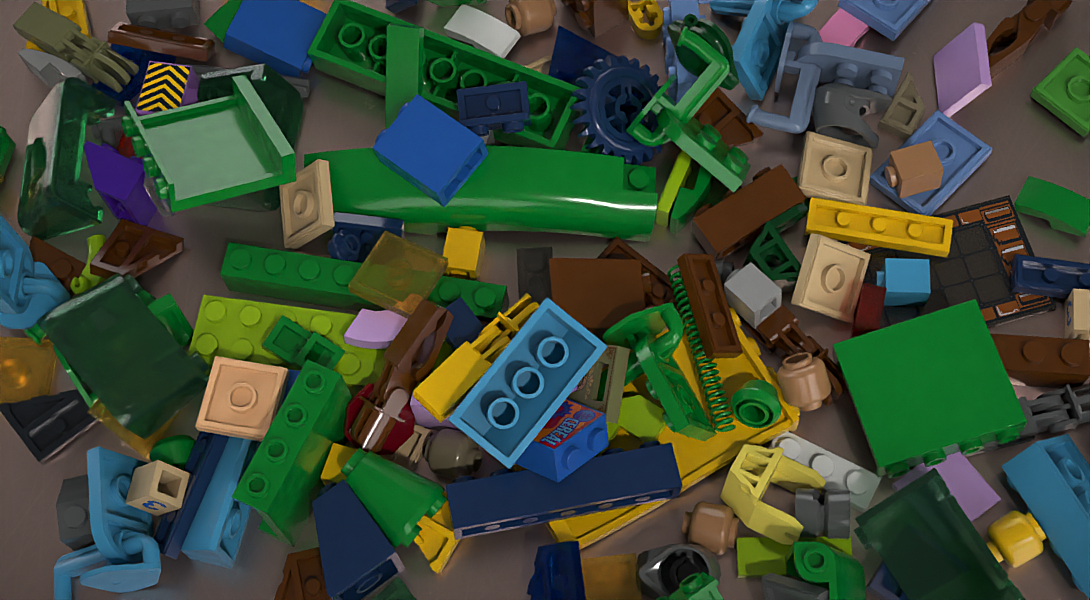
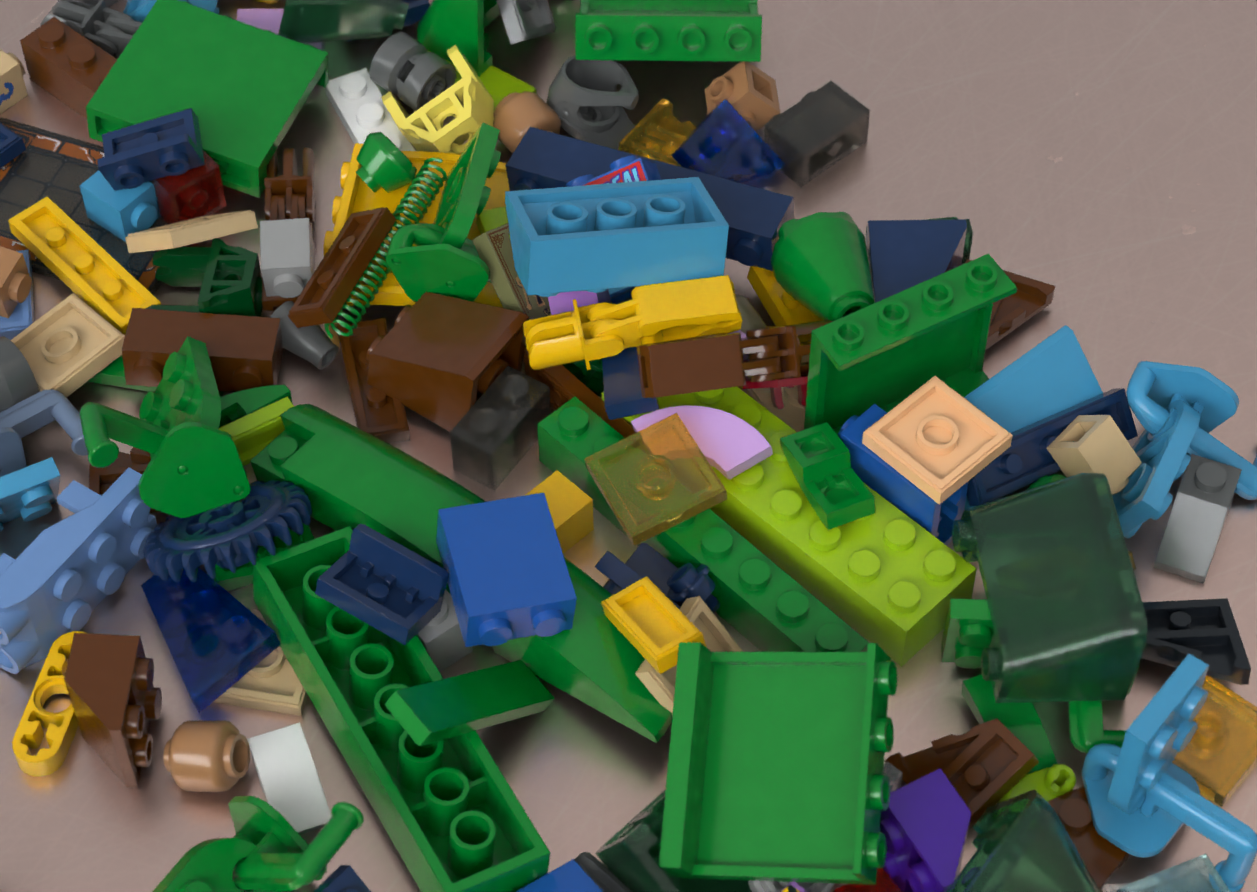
camera: 150 degrees left, 15 degrees down
(334, 186) = (651, 623): none -> yellow tile
(711, 34) = (75, 489): dark green hat -> none
(804, 381) = (321, 150): medium nougat head -> none
(897, 291) = (151, 150): none -> dark blue bracket

